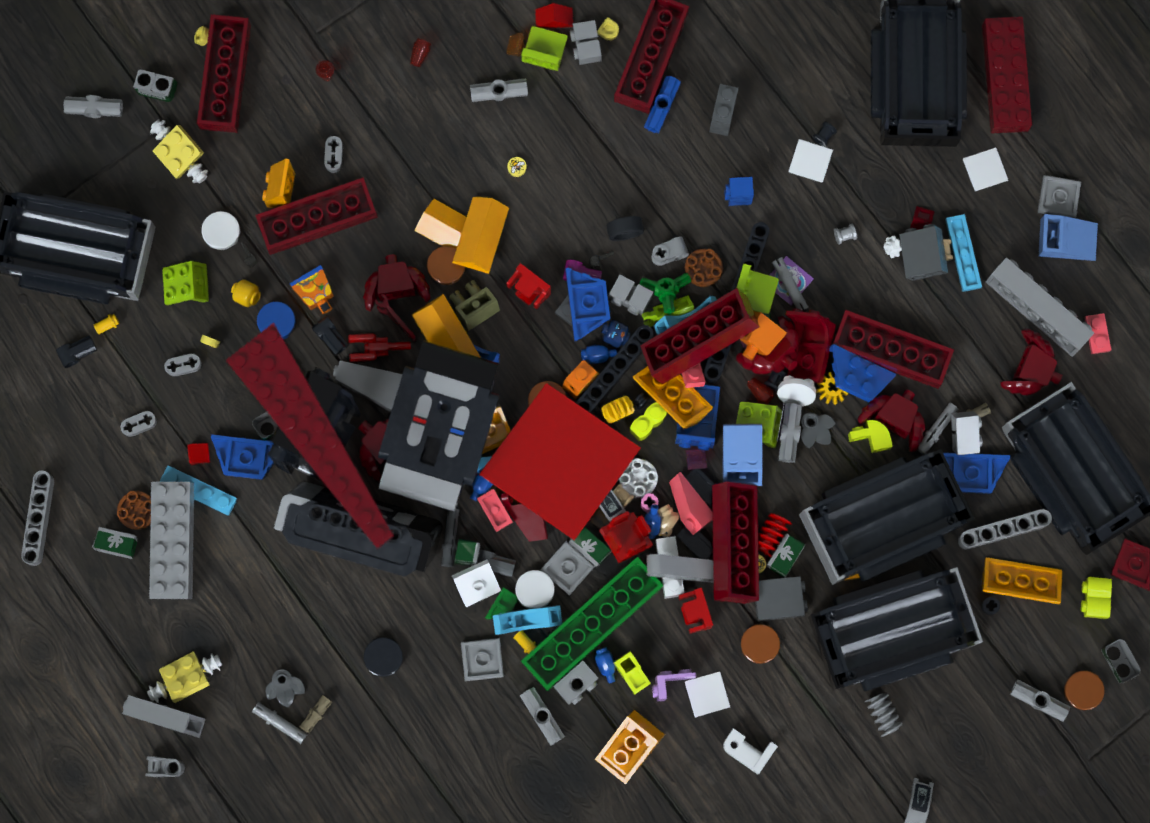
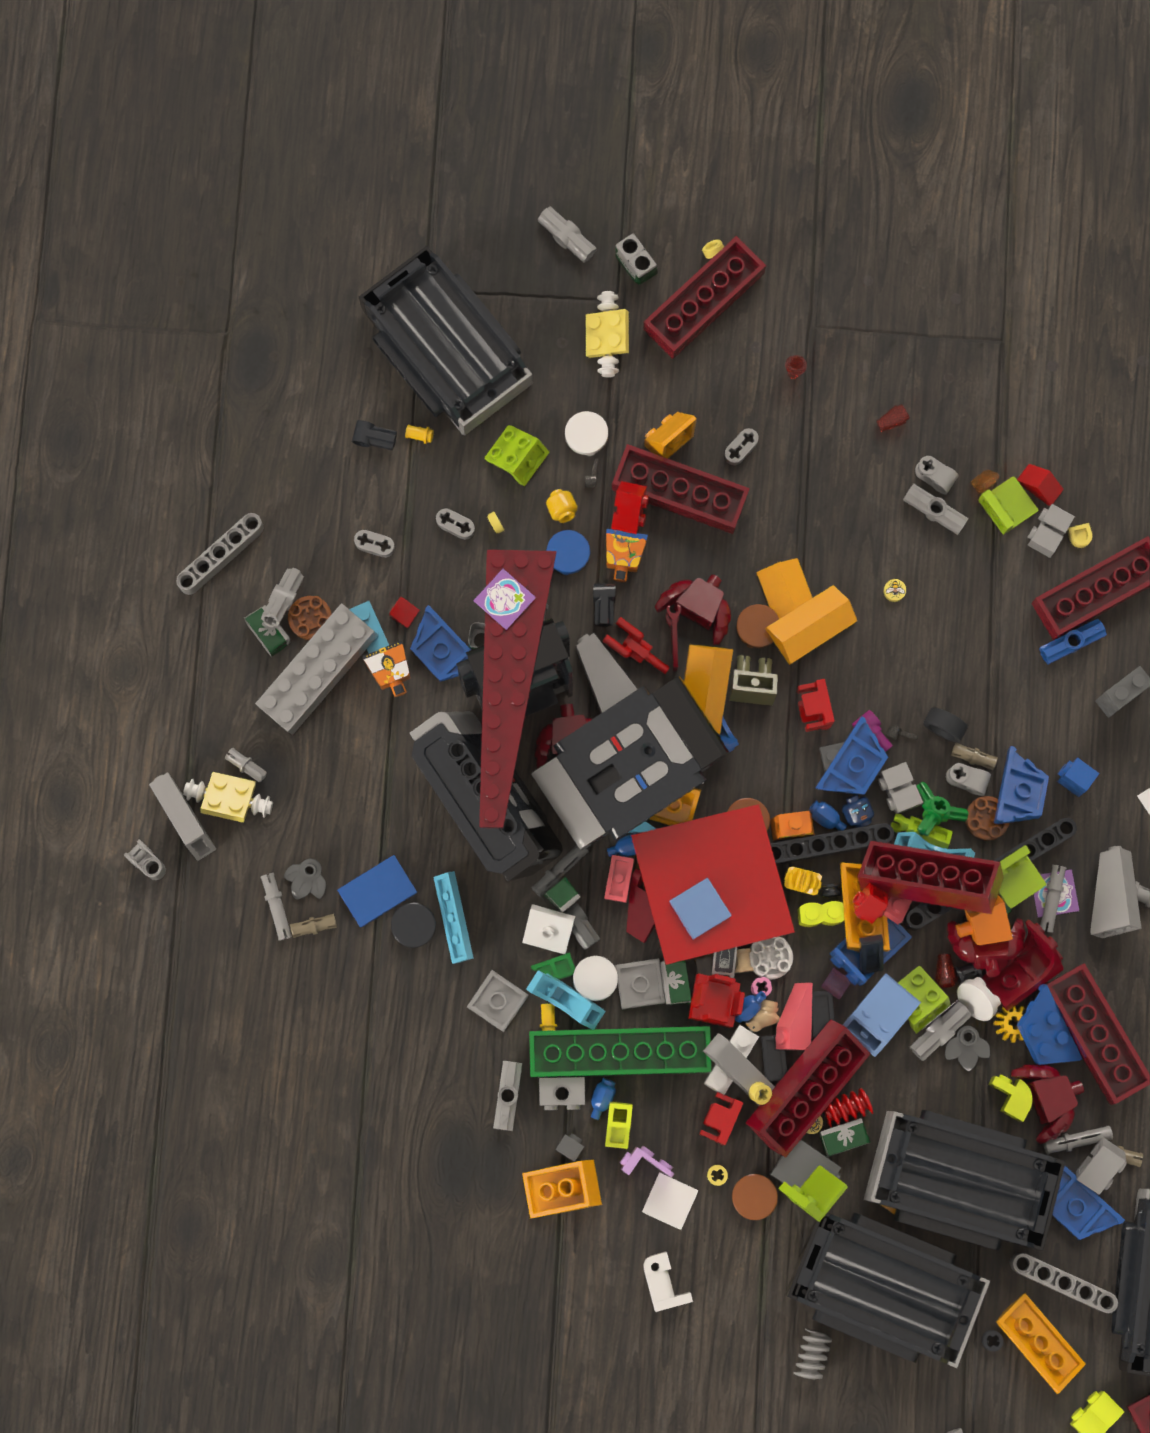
camera: 40 degrees right, 0 degrees up
(107, 511) = (282, 597): none -> light grey piece
(178, 645) = (246, 765): none -> light grey axle
(220, 498) = (389, 667): none -> torso
(266, 383) = (504, 599): none -> sticker
(292, 255) = (630, 503): none -> red brick
(339, 655) = (377, 891): none -> blue tile
(405, 629) = (453, 917): none -> medium azure plate
(481, 66) = (937, 476): none -> light grey piece
(566, 484) = (700, 908): none -> medium blue tile
(612, 714) = (570, 1146): none -> dark grey plate
(661, 233) = (974, 756): none -> dark tan pin
(675, 386) = (870, 903): none -> red brick
(703, 419) = (871, 954): none -> black tile
(710, 230) = (1021, 790): none -> blue wing
(710, 568) = (765, 1091): none -> light yellow bush
(719, 646) = (718, 1182): none -> light yellow bush
(799, 606) = (817, 1193): none -> lime bracket
(829, 248) = (1115, 895): none -> light grey slope

